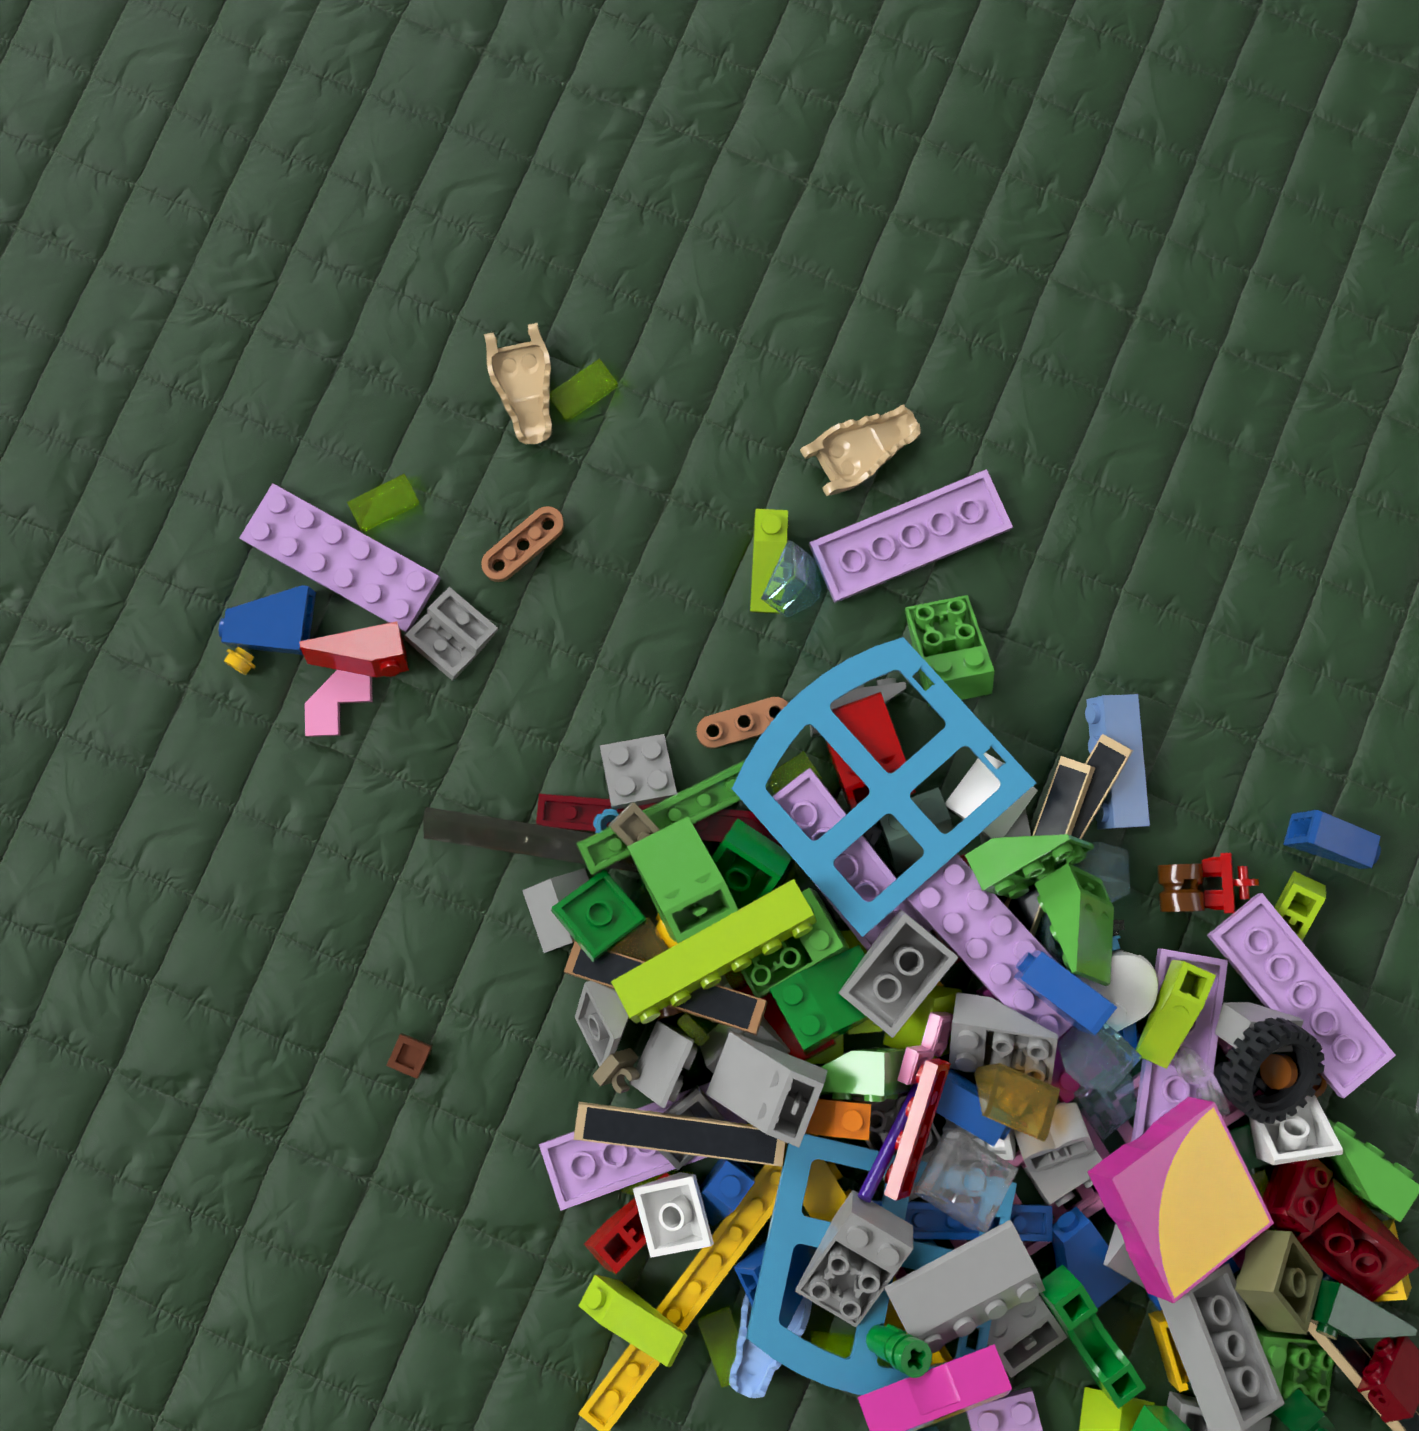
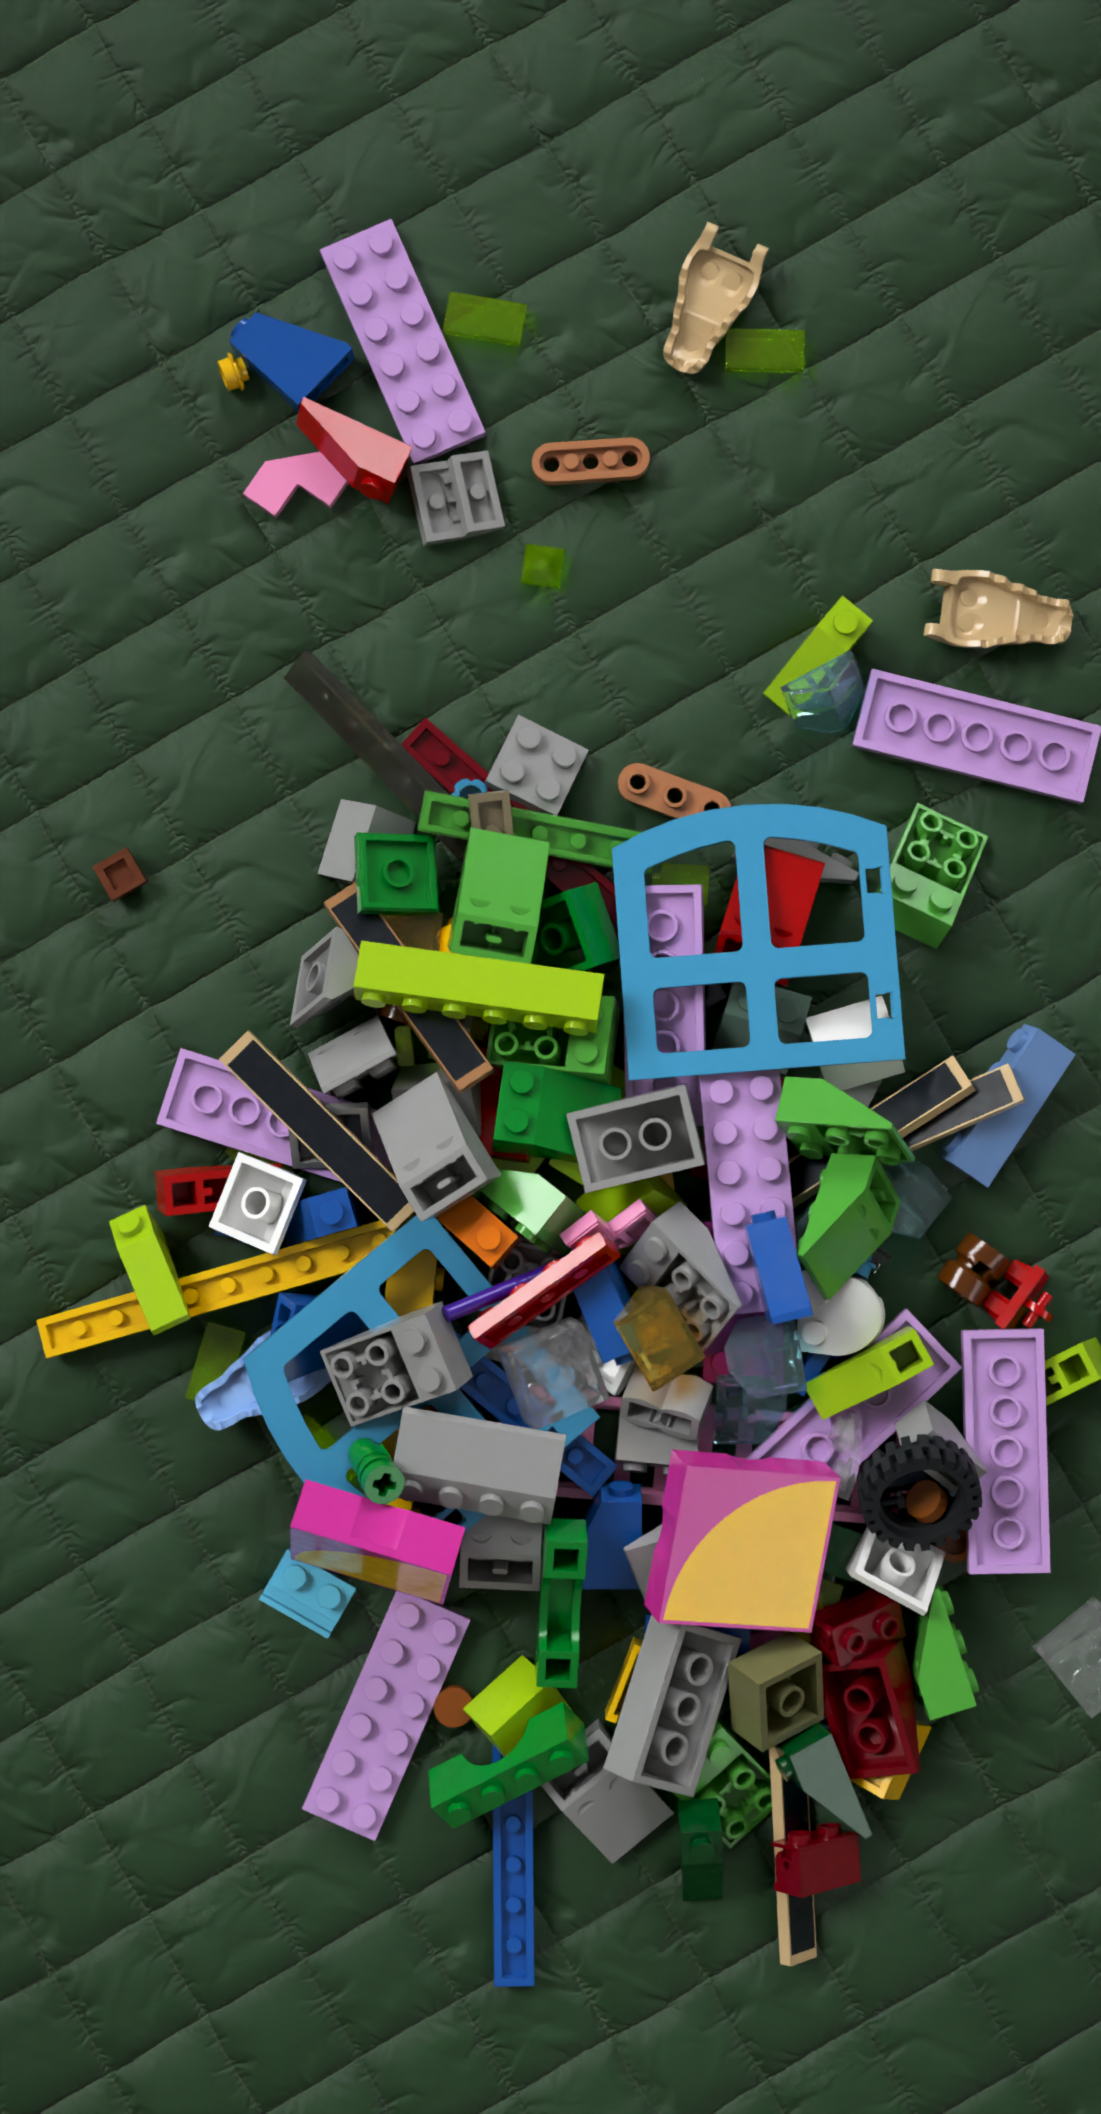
camera: 40 degrees right, 5 degrees up
(542, 635) = (542, 565): none -> clear neon green slope
(615, 1068) = (306, 1029): dark tan tile -> none

